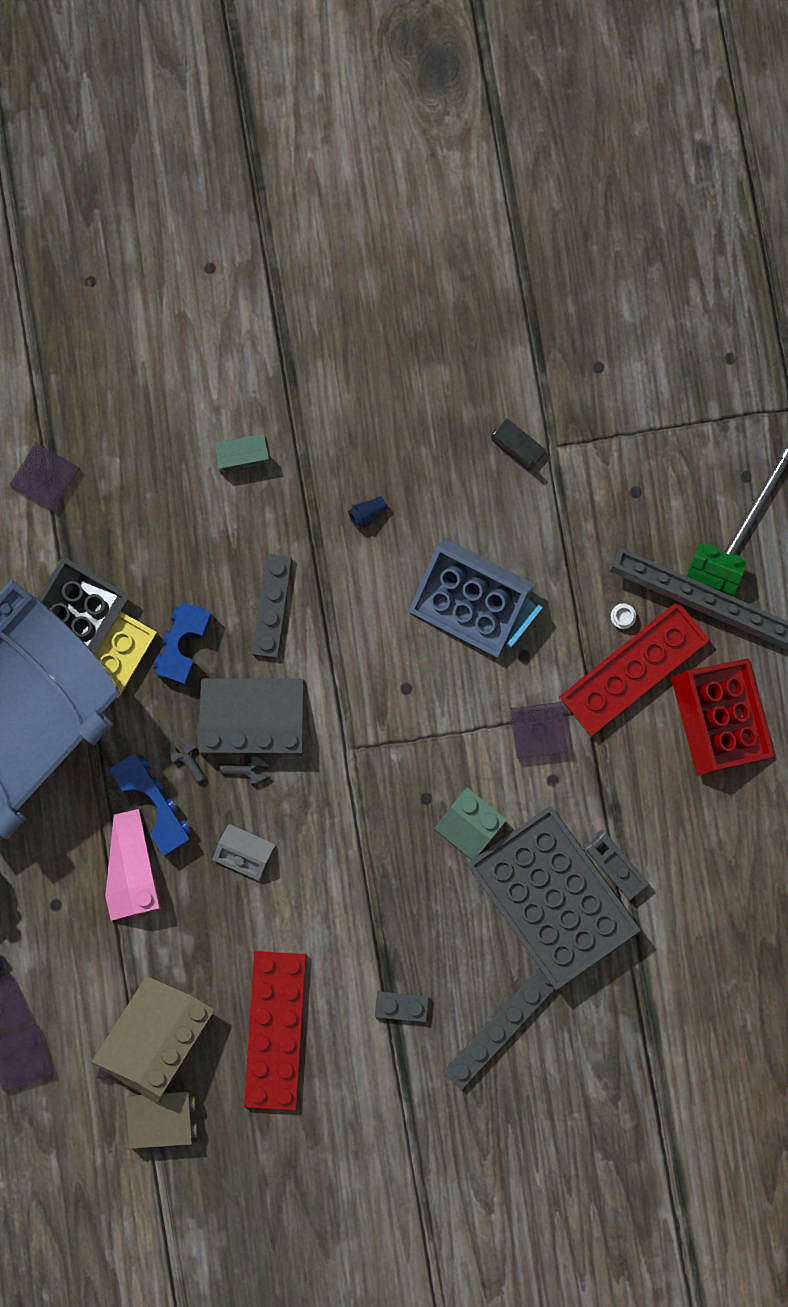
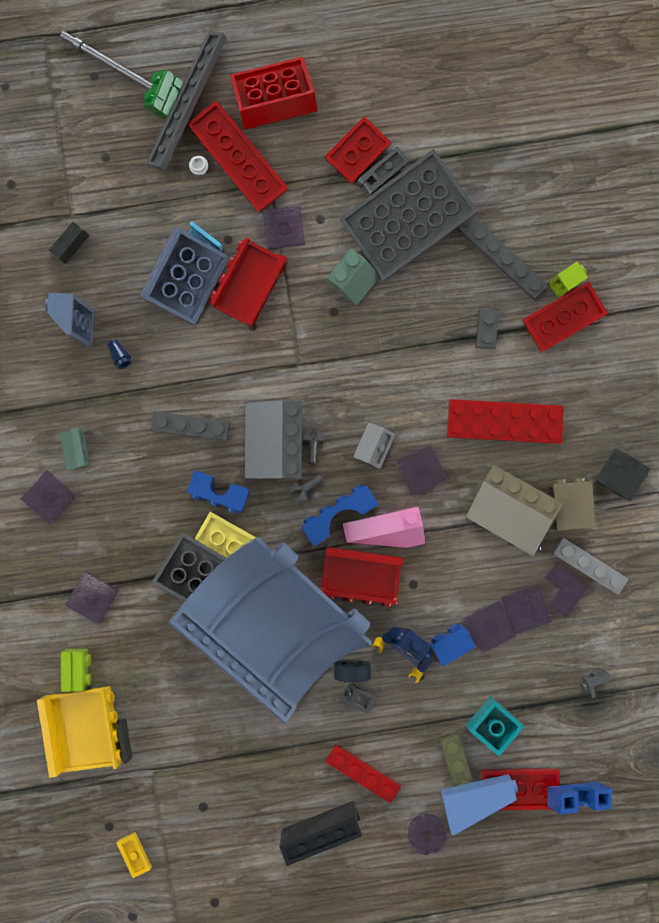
camera: 90 degrees left, 5 degrees up
(48, 1117) = (570, 589): none -> clear purple plate
(67, 833) = (361, 576): none -> red panel
(77, 1145) = (590, 566): none -> light grey plate
(178, 419) = (48, 497): none -> clear purple plate
(200, 1190) = (622, 474): none -> pearl dark grey slope
(209, 915) = (421, 470): none -> clear purple plate
(408, 453) = (72, 316): none -> sand blue slope
(417, 1112) = (564, 317): none -> red plate
(464, 682) = (248, 282): none -> red panel
(465, 1114) = (568, 279): none -> lime brick
(644, 830) = (357, 150): none -> red plate

